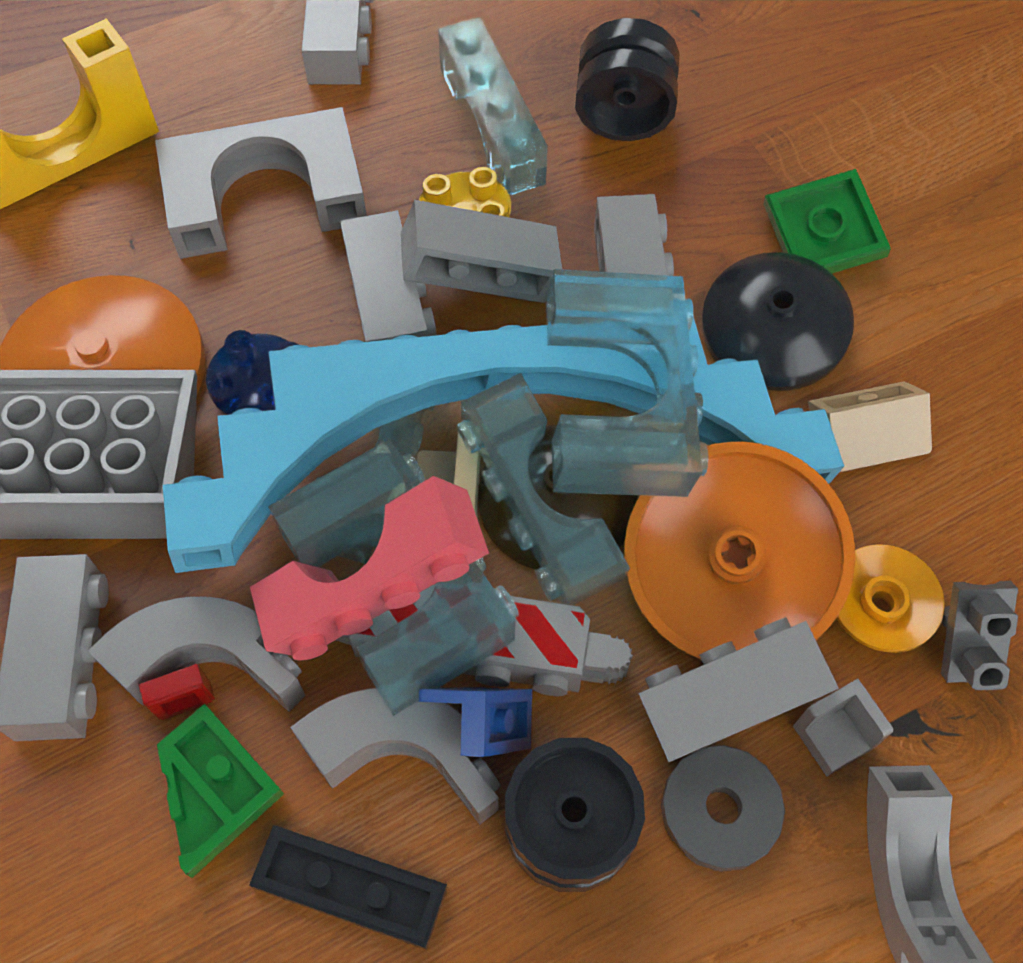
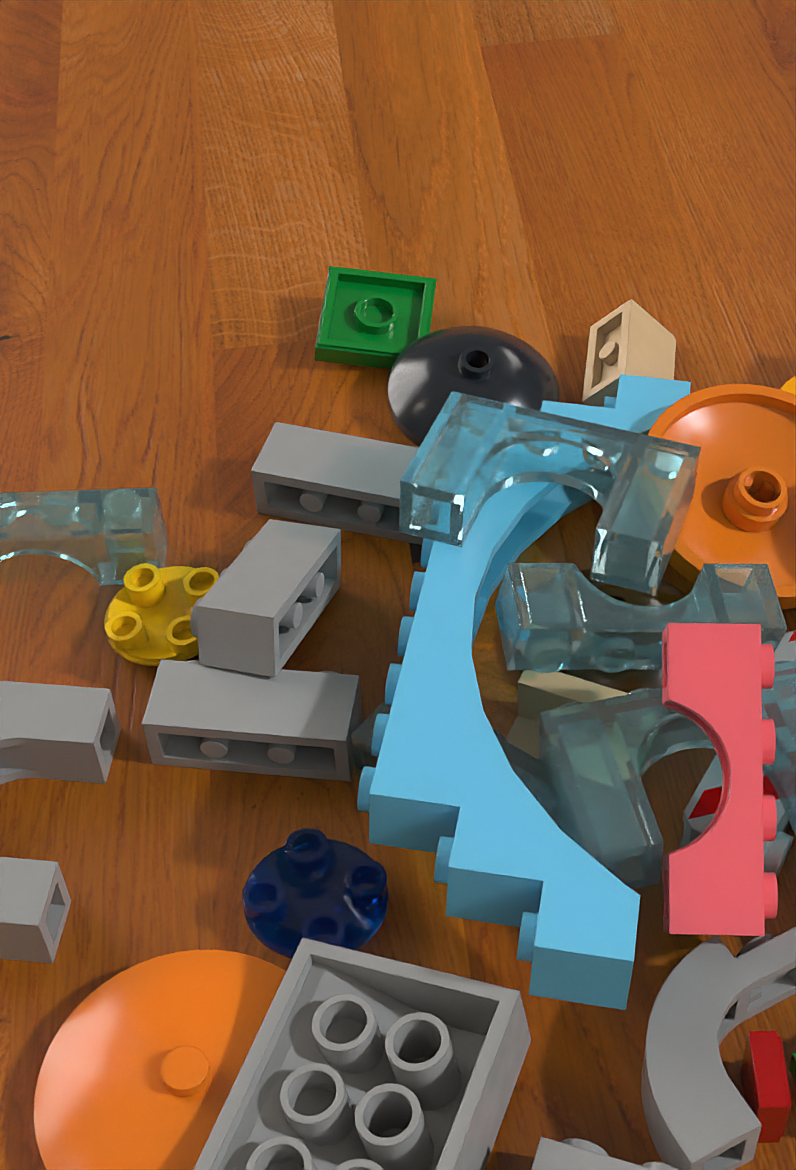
camera: 65 degrees left, 15 degrees down
(627, 79) = (100, 396): black wheel -> none

